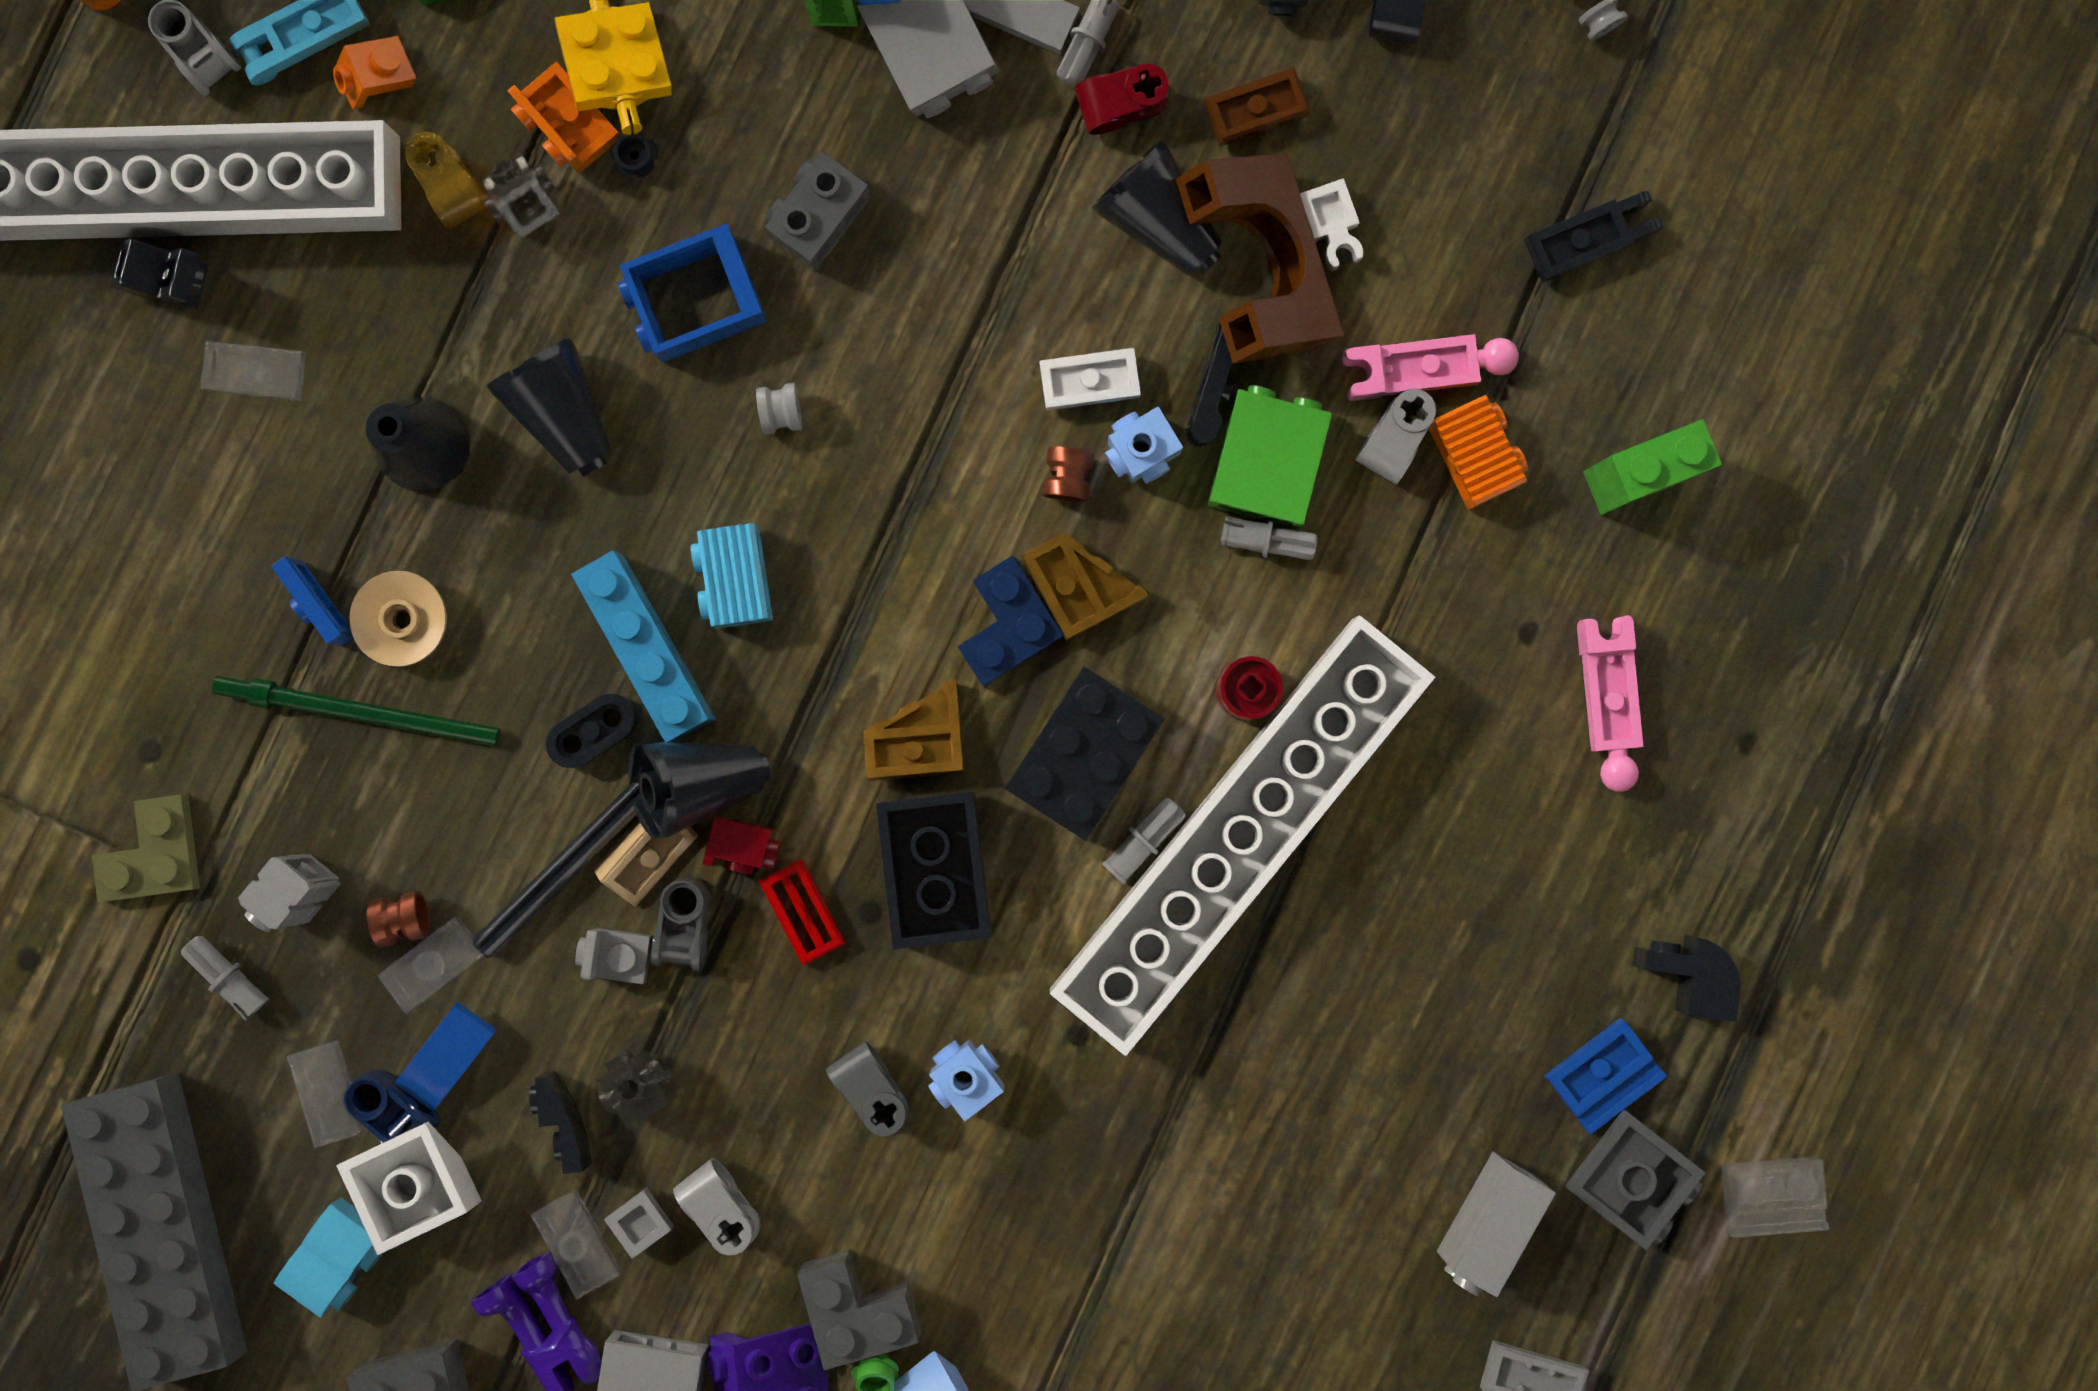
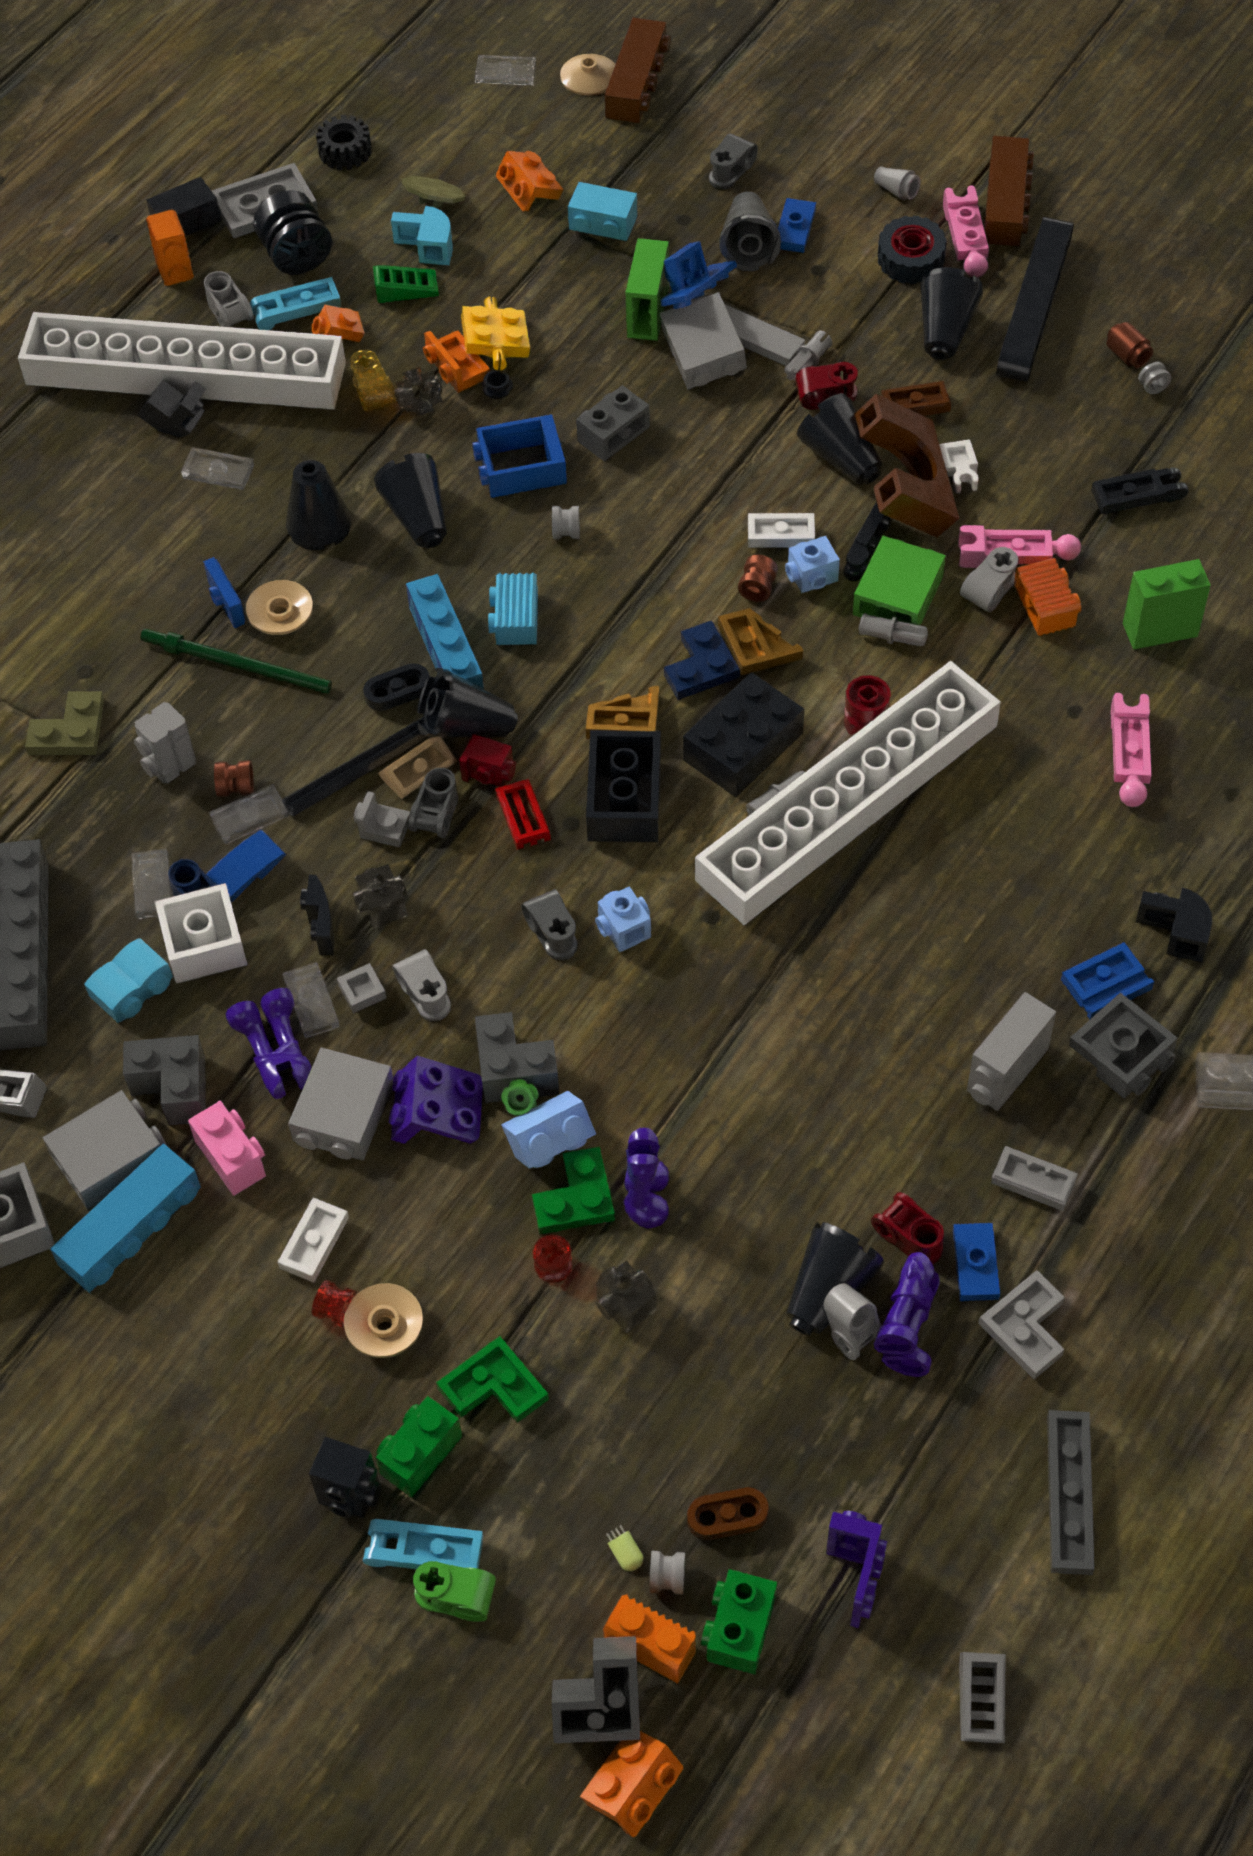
camera: 10 degrees right, 30 degrees down
(224, 977) = (101, 801): light grey axle -> none

